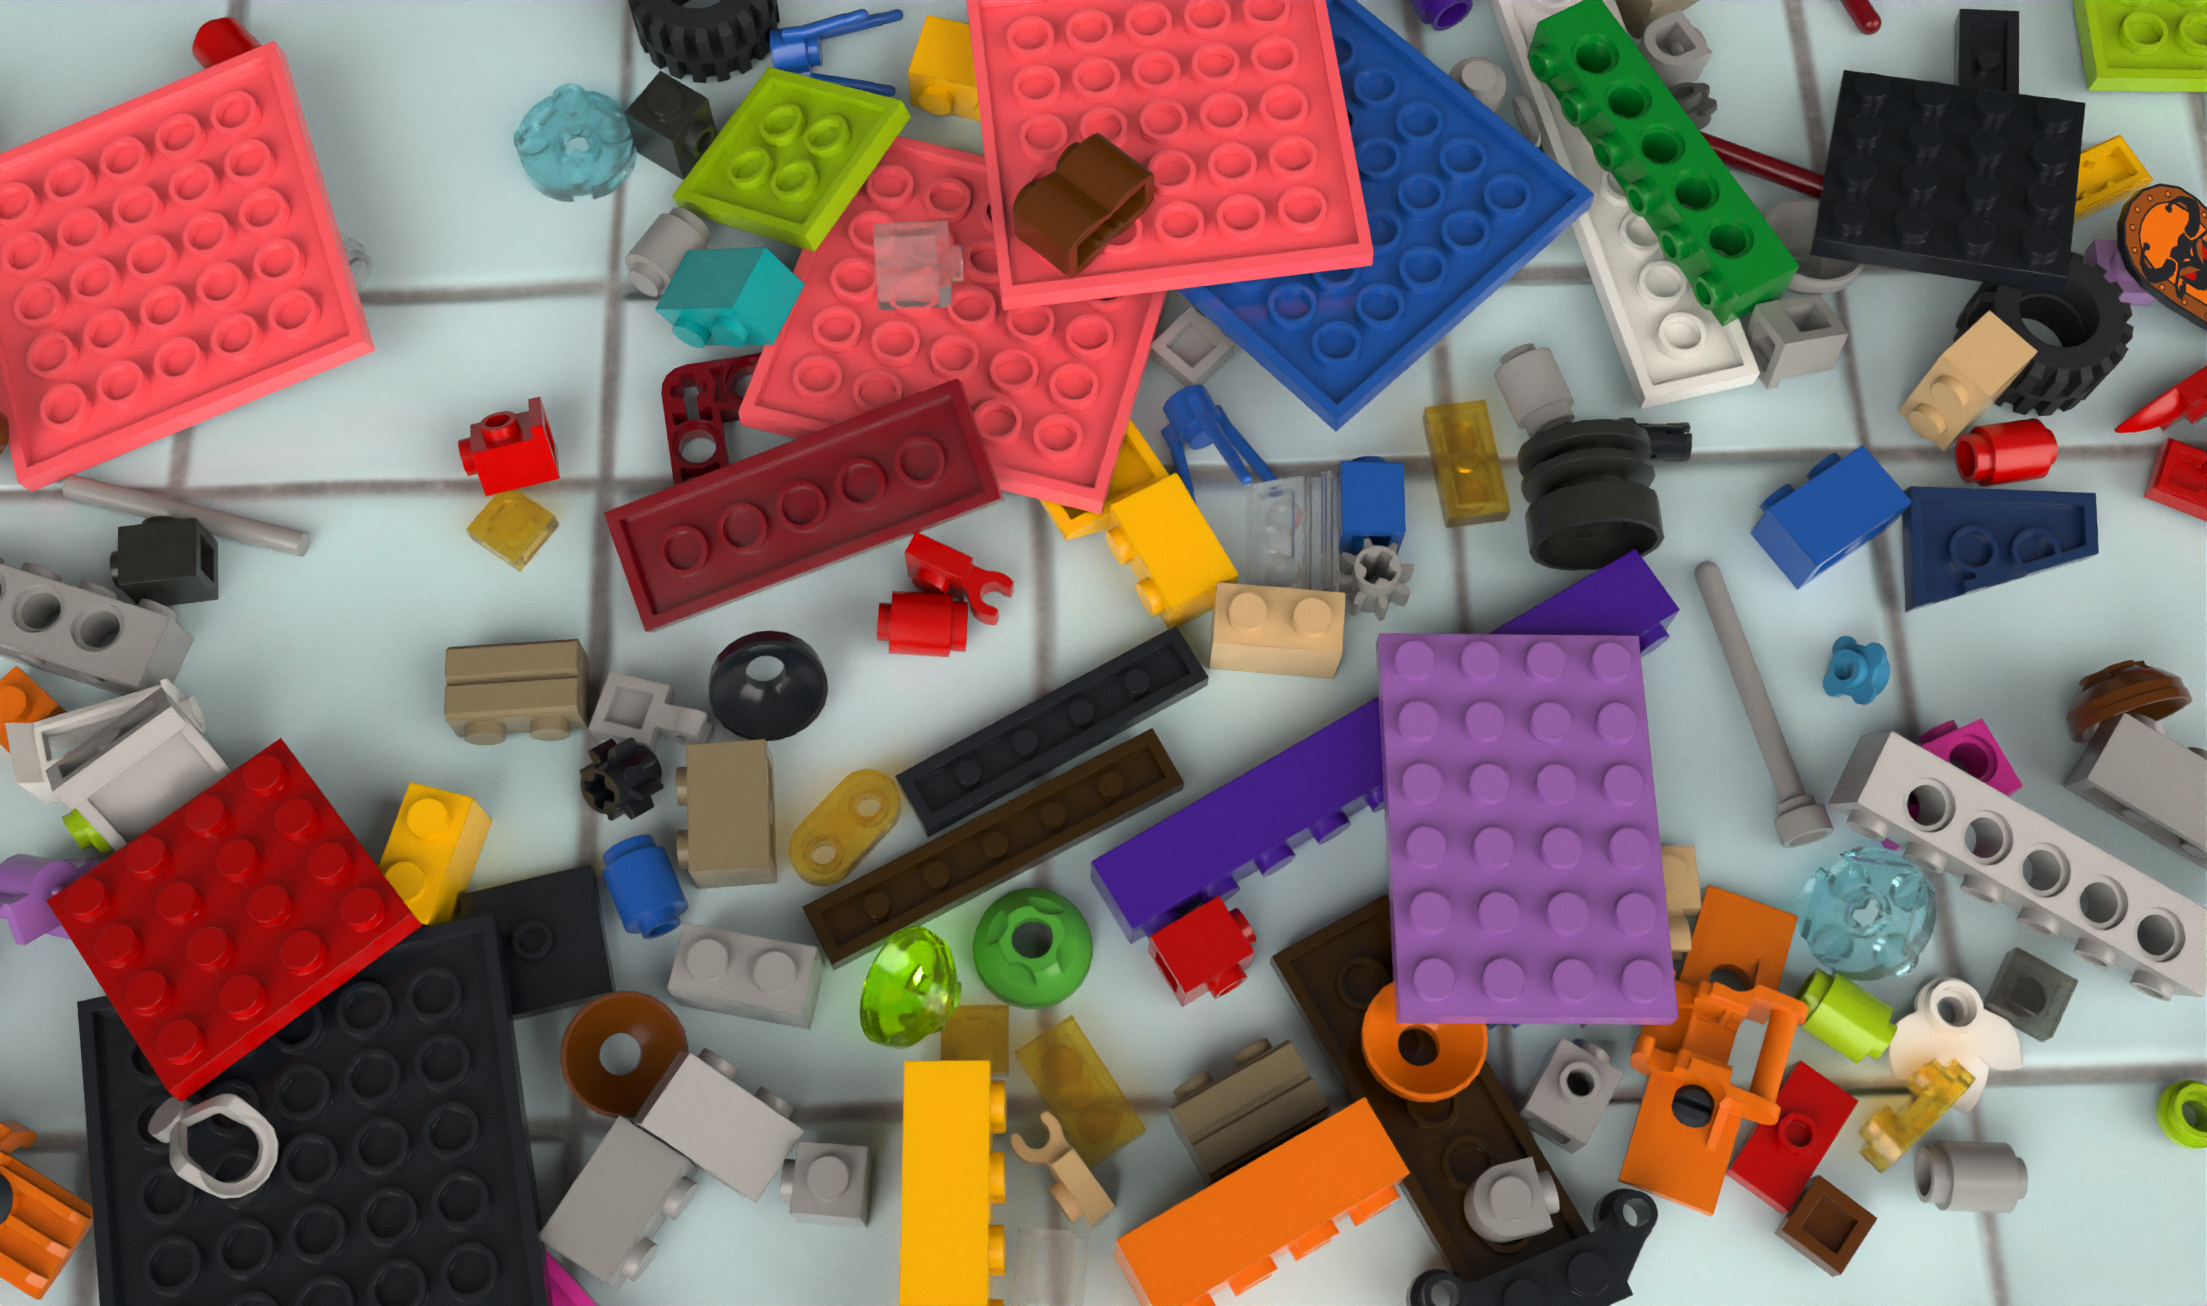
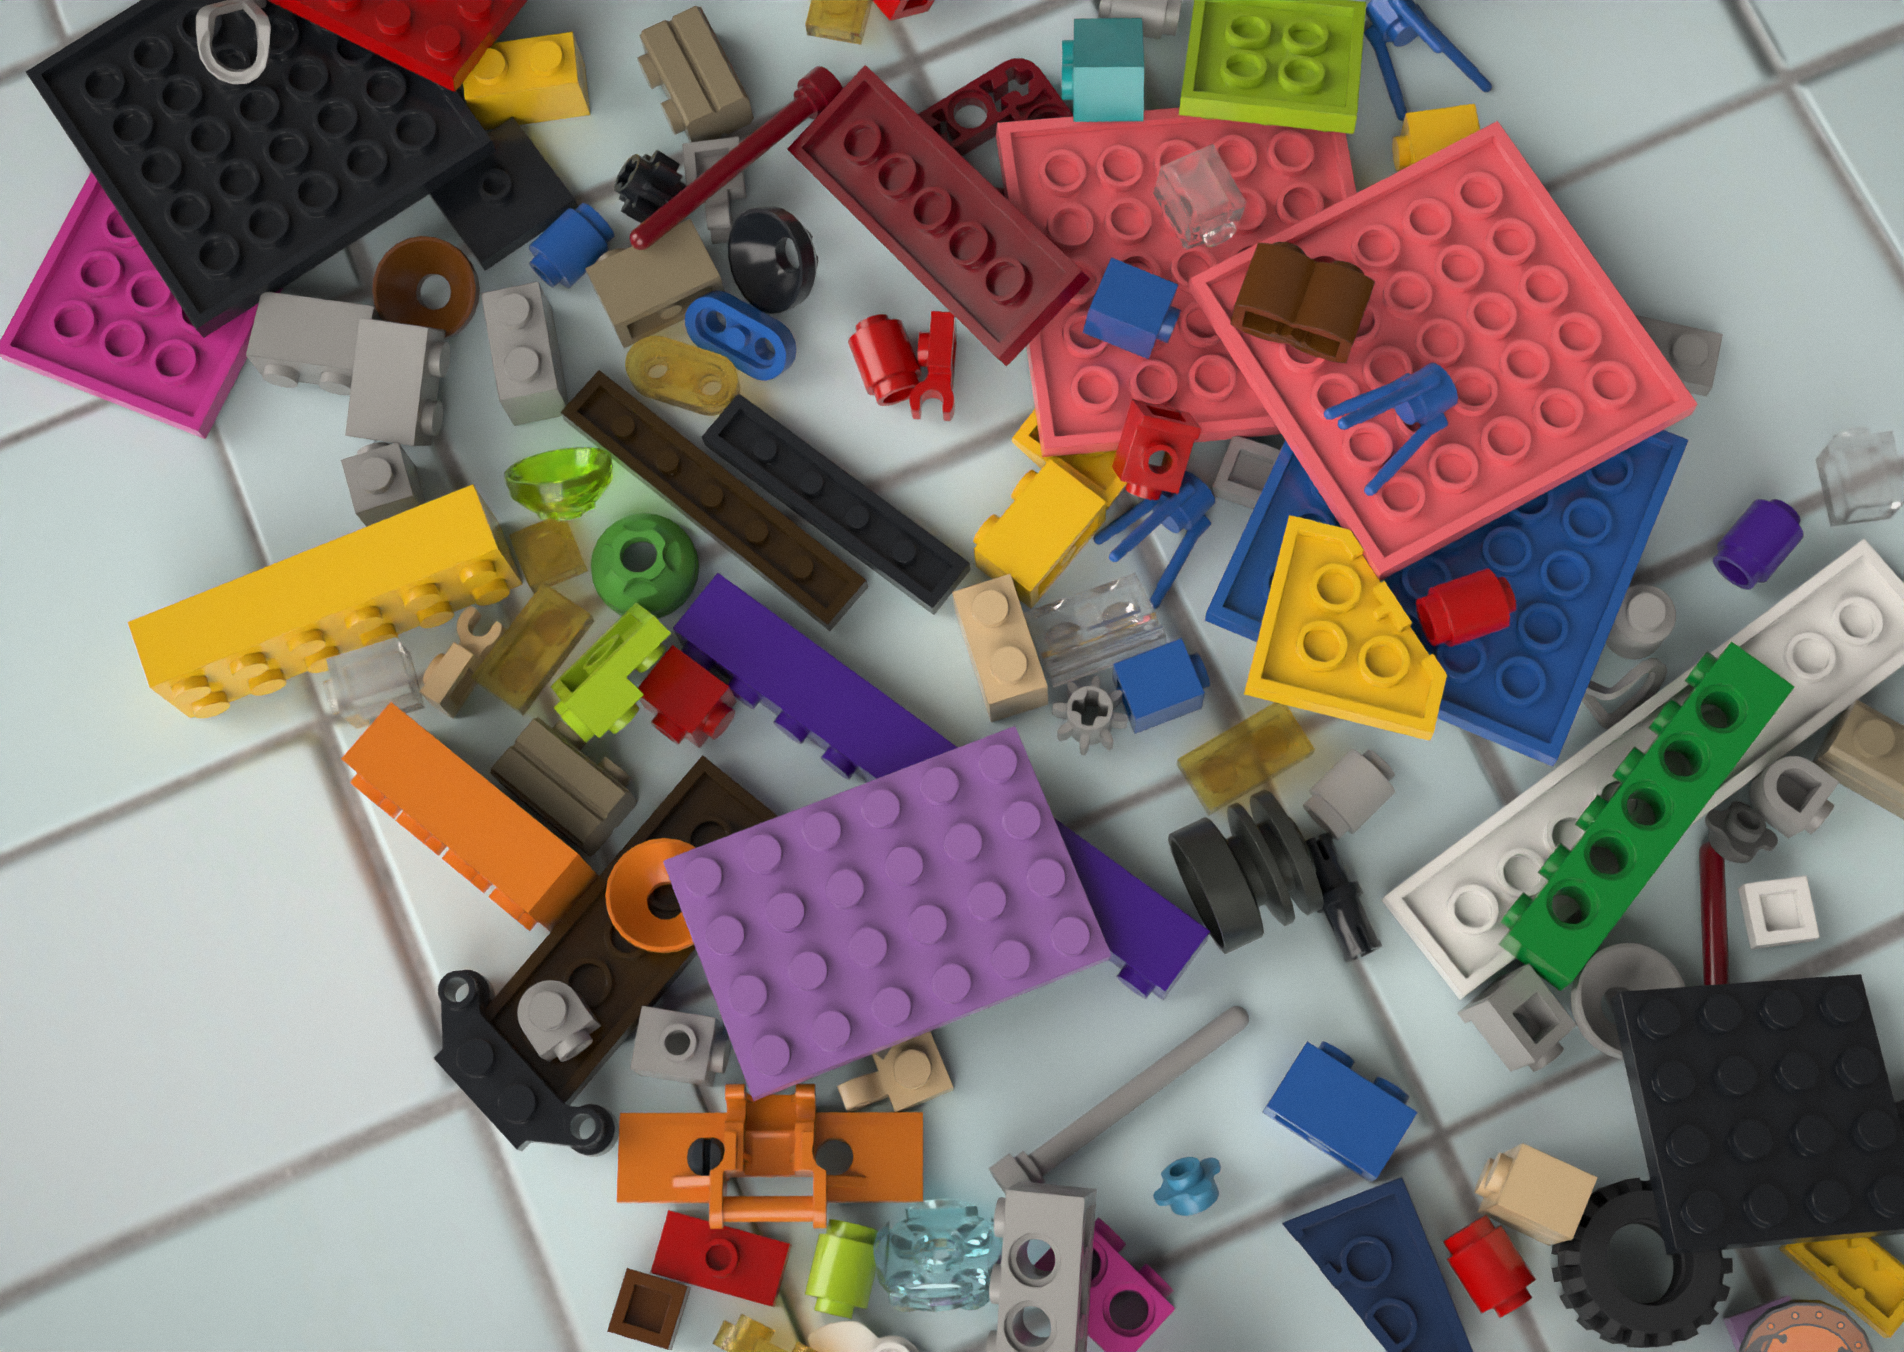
camera: 80 degrees right, 5 degrees up
(603, 583) = (810, 99): none -> dark red piece
(829, 752) = (743, 335): none -> blue plate
(1002, 364) = (1132, 309): none -> blue brick
(1149, 403) = (1151, 430): none -> red brick
(1152, 1008) = (596, 687): none -> lime plate
(1226, 152) = (1416, 398): none -> blue plant
(1417, 312) = (1341, 638): none -> yellow plate
(1433, 200) = (1466, 608): none -> red brick
(1764, 109) = (1778, 912): none -> white plate

